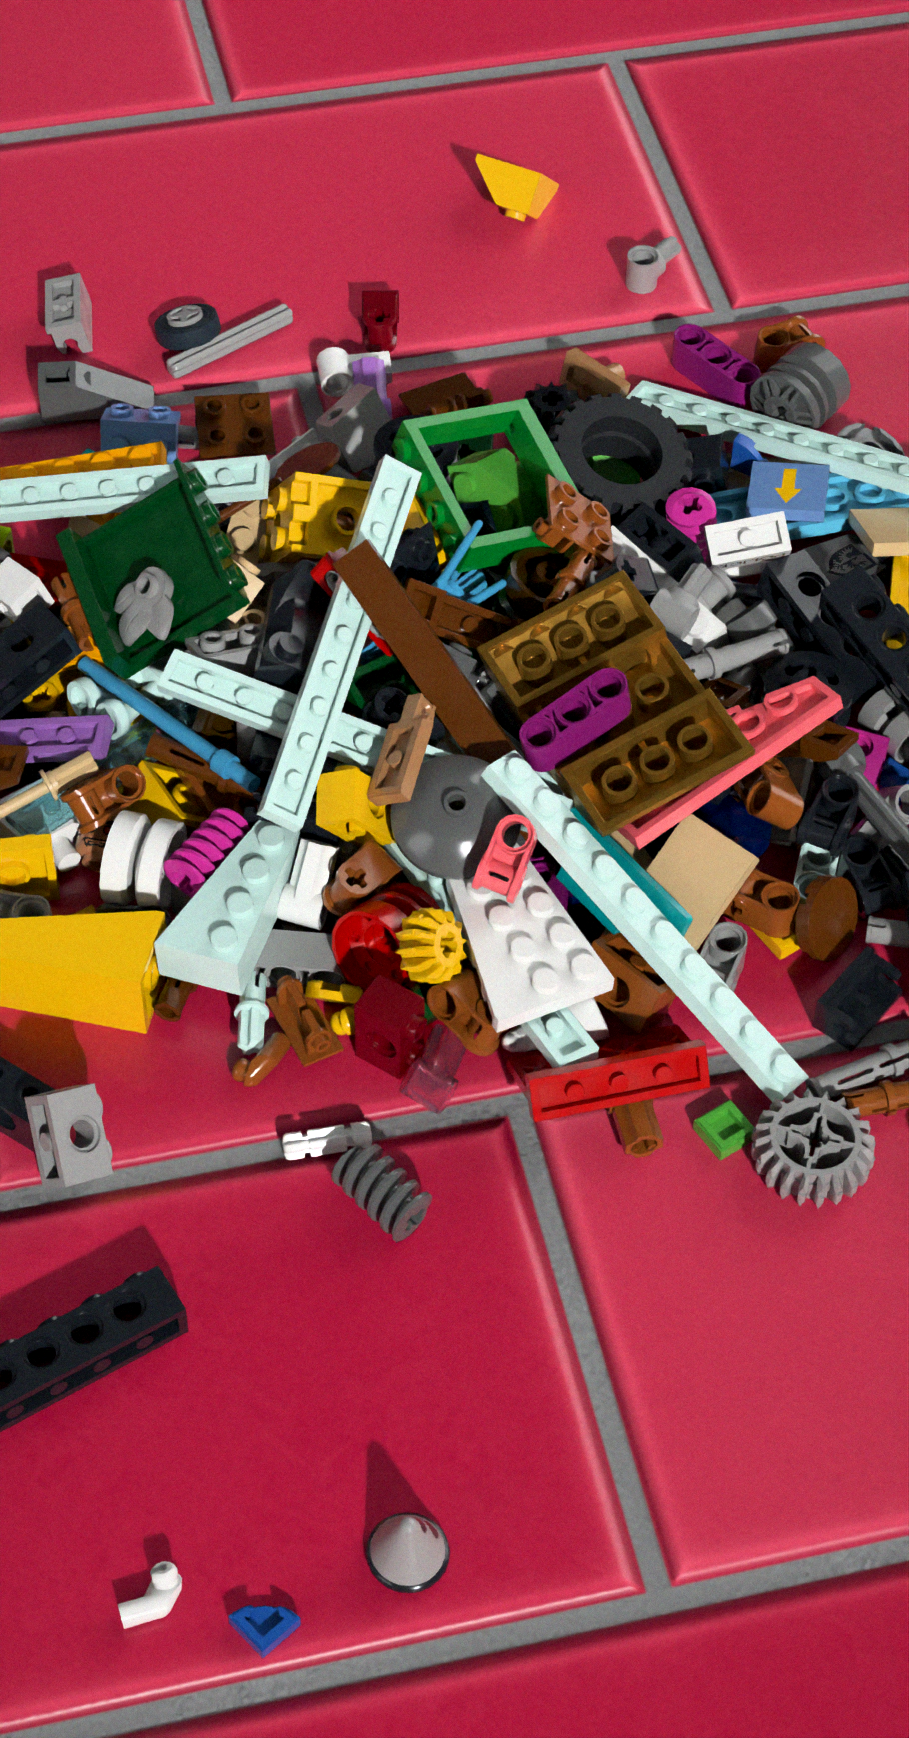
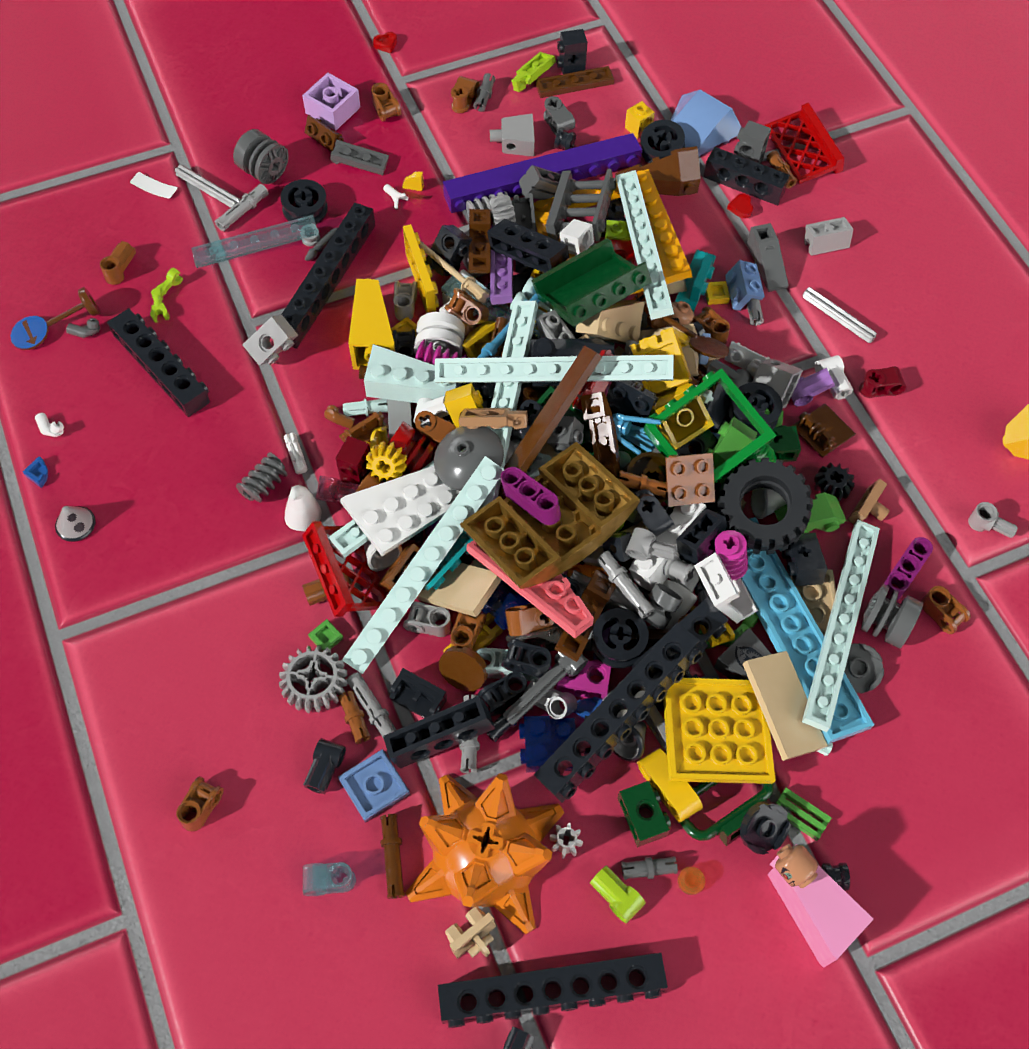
camera: 80 degrees right, 10 degrees up
(146, 606) = (575, 285): light grey plate -> none
(187, 326) = (838, 290): black wheel -> none
(234, 425) = (765, 326): reddish brown hinge -> none
(458, 1137) = (301, 509): none -> white hat
(506, 860) = (439, 482): coral piece -> none
(744, 454) = (824, 595): blue tile -> none
(790, 488) = (796, 615): medium blue tile -> none

